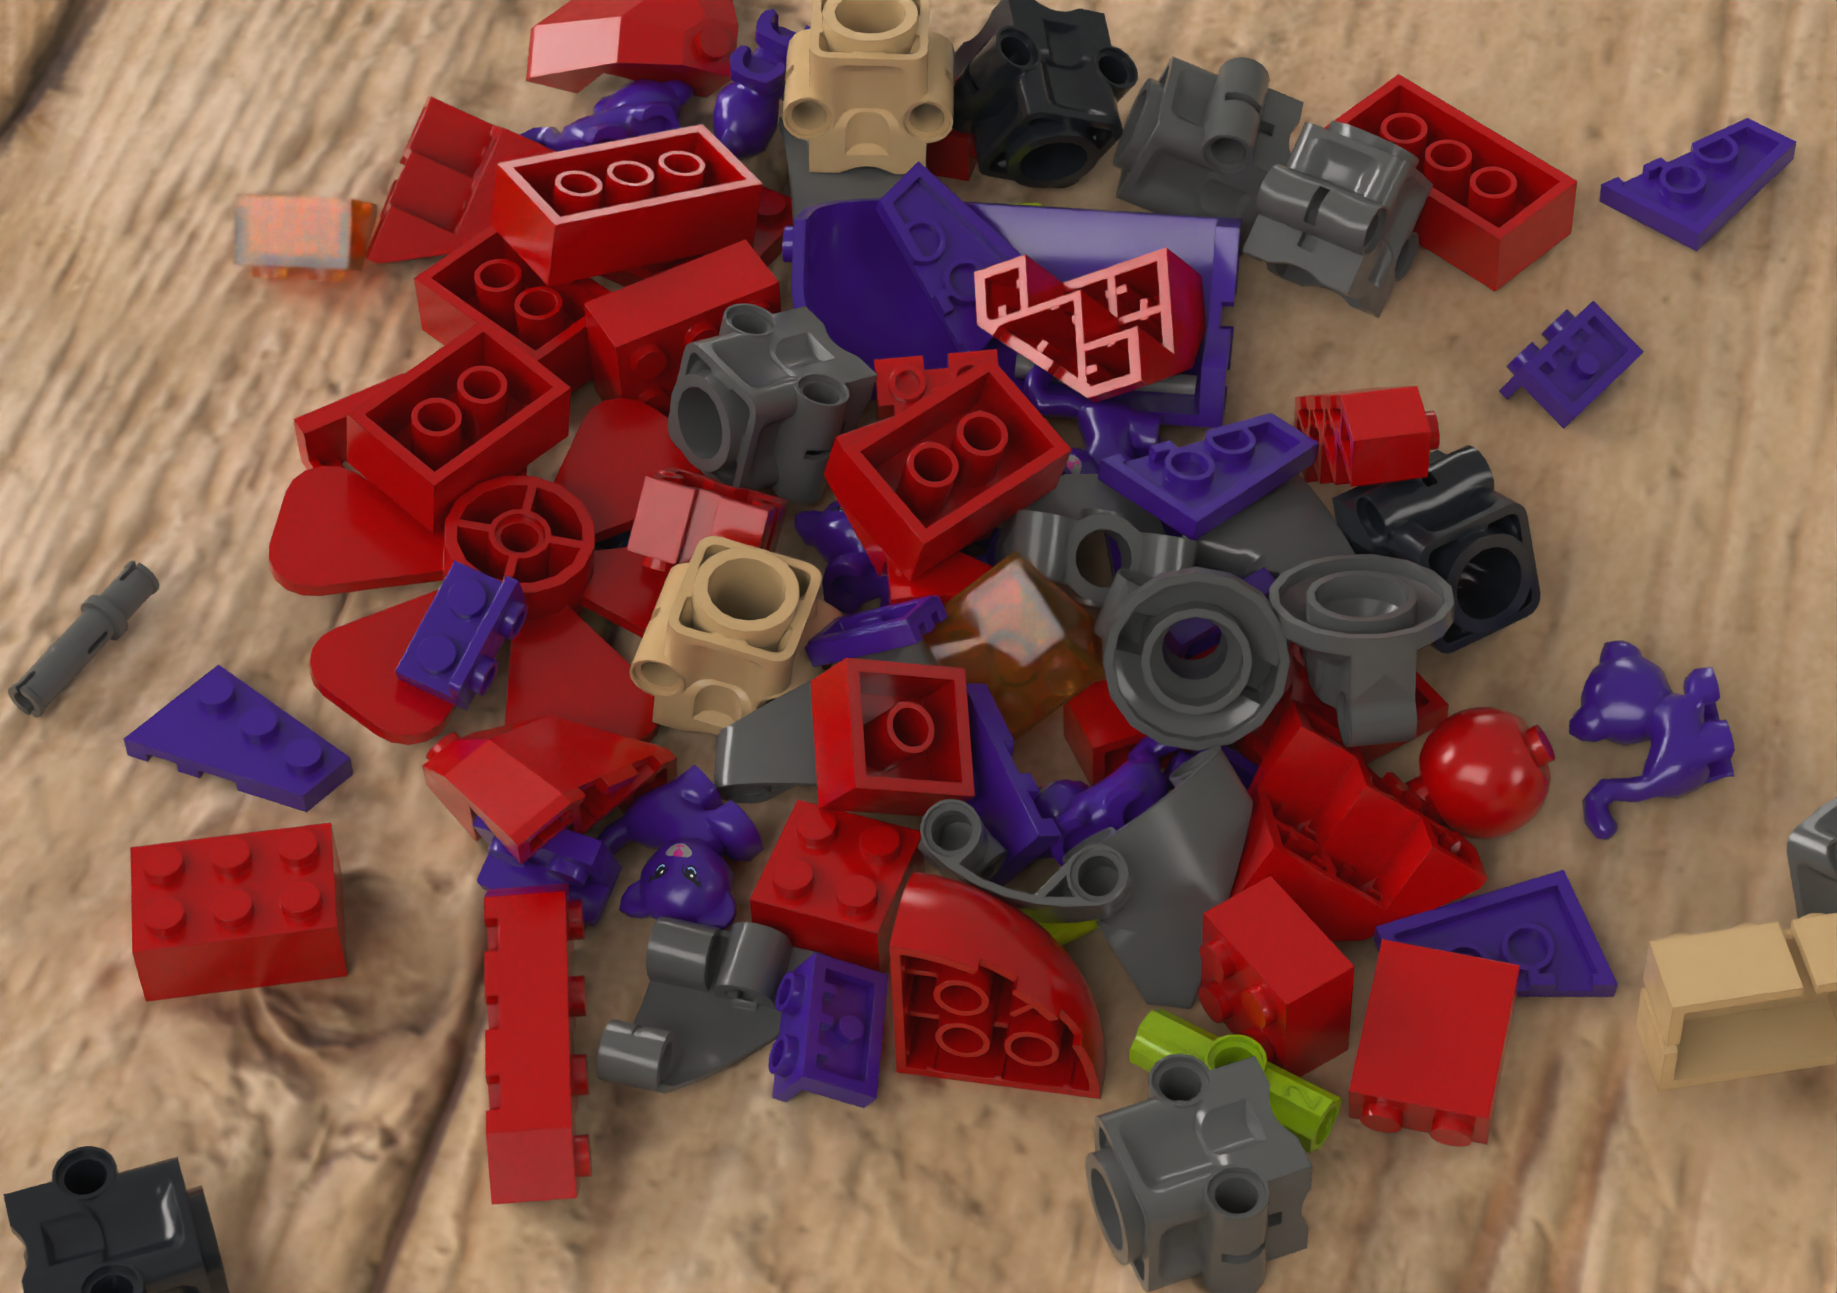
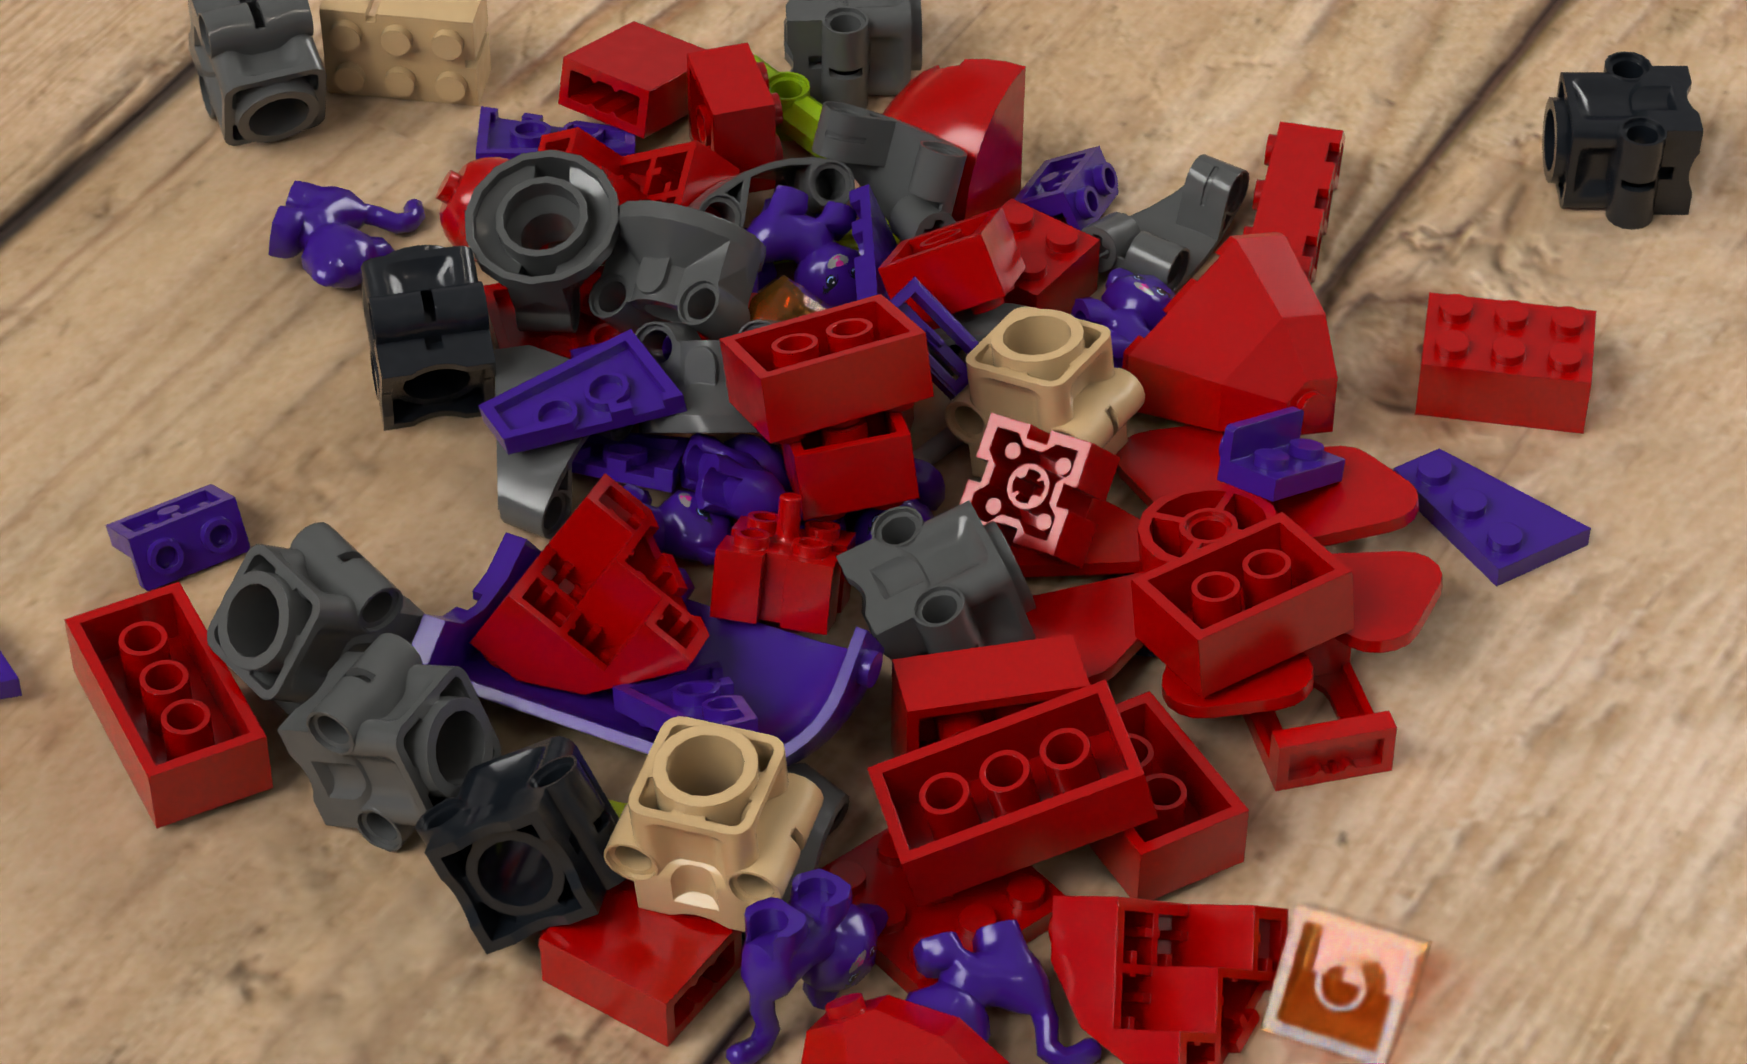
camera: 165 degrees left, 5 degrees down
(101, 619) = (1603, 633): dark grey pin -> none
(1368, 435) = (437, 408): red brick -> none

